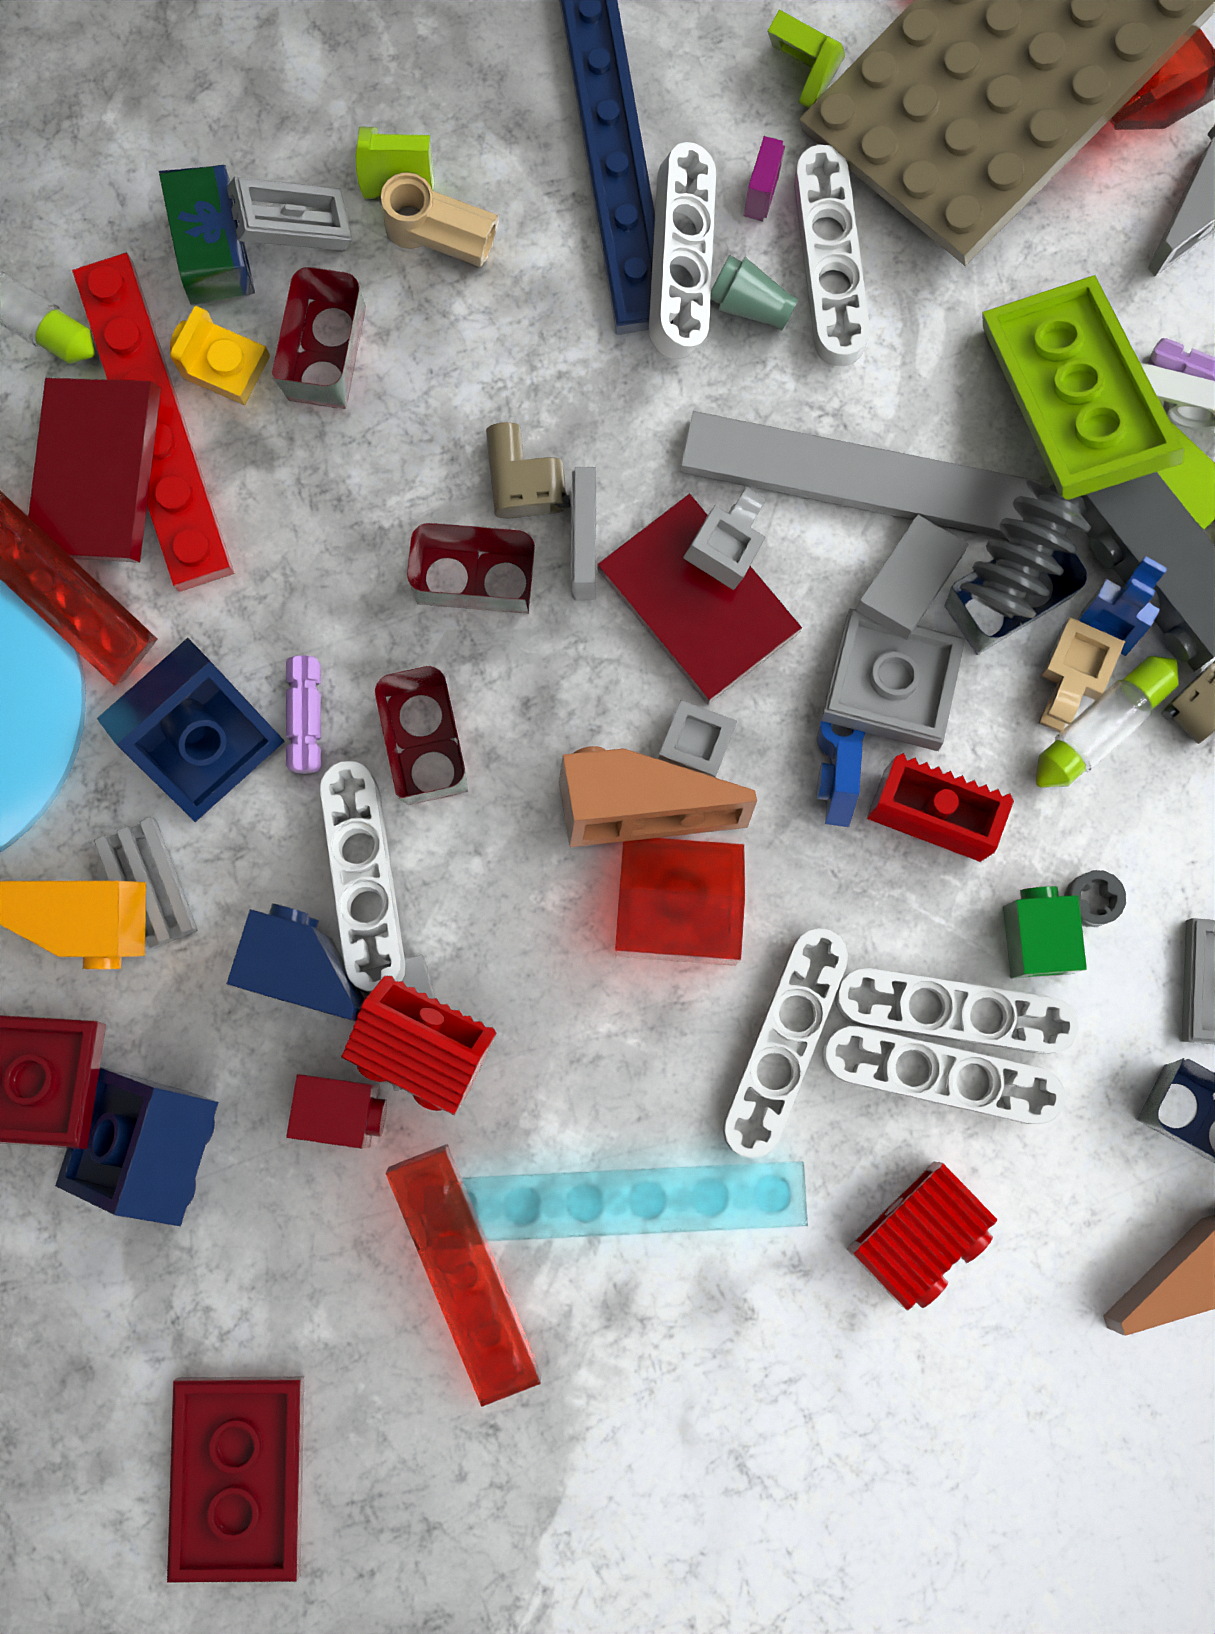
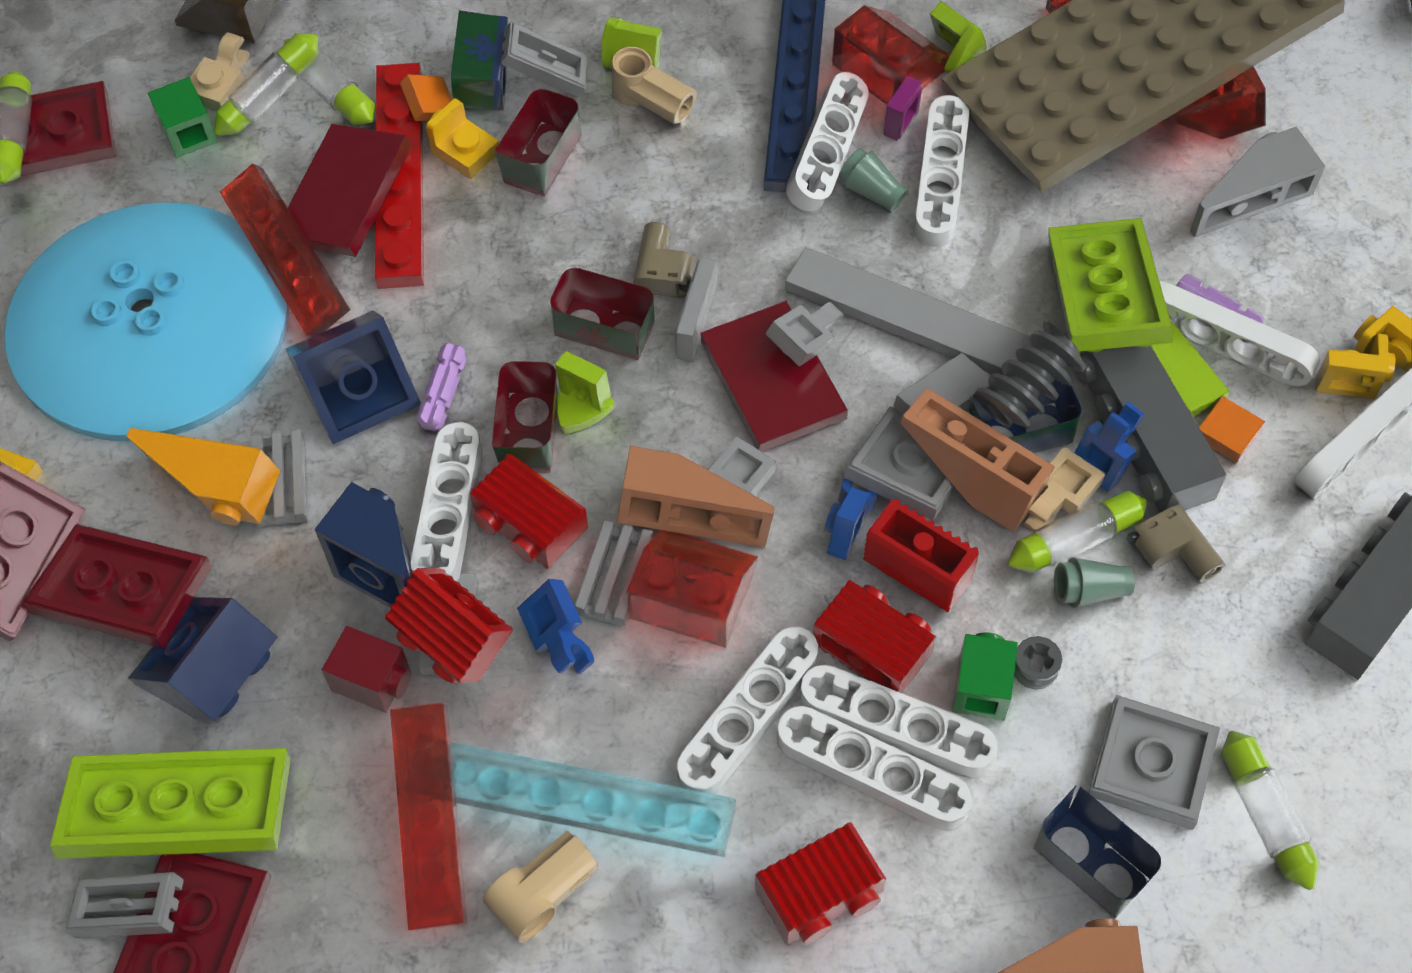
camera: 15 degrees right, 20 degrees down
(154, 305) = (425, 95): none -> orange tile
(165, 1335) = (172, 803): none -> lime plate
(198, 1459) = (160, 906): none -> light grey tile
(460, 860) = (528, 512): none -> red brick
(478, 689) = (583, 393): none -> lime tile
(532, 996) = (550, 622): none -> blue plate
(583, 855) = (624, 537): none -> light grey tile
(607, 1329) = (530, 896): none -> tan piece
(724, 99) = (885, 52): none -> clear red slope
(909, 920) = (874, 636): none -> red brick
(980, 668) = (978, 460): none -> nougat slope
(1134, 784) = (1089, 582): none -> sand green cone

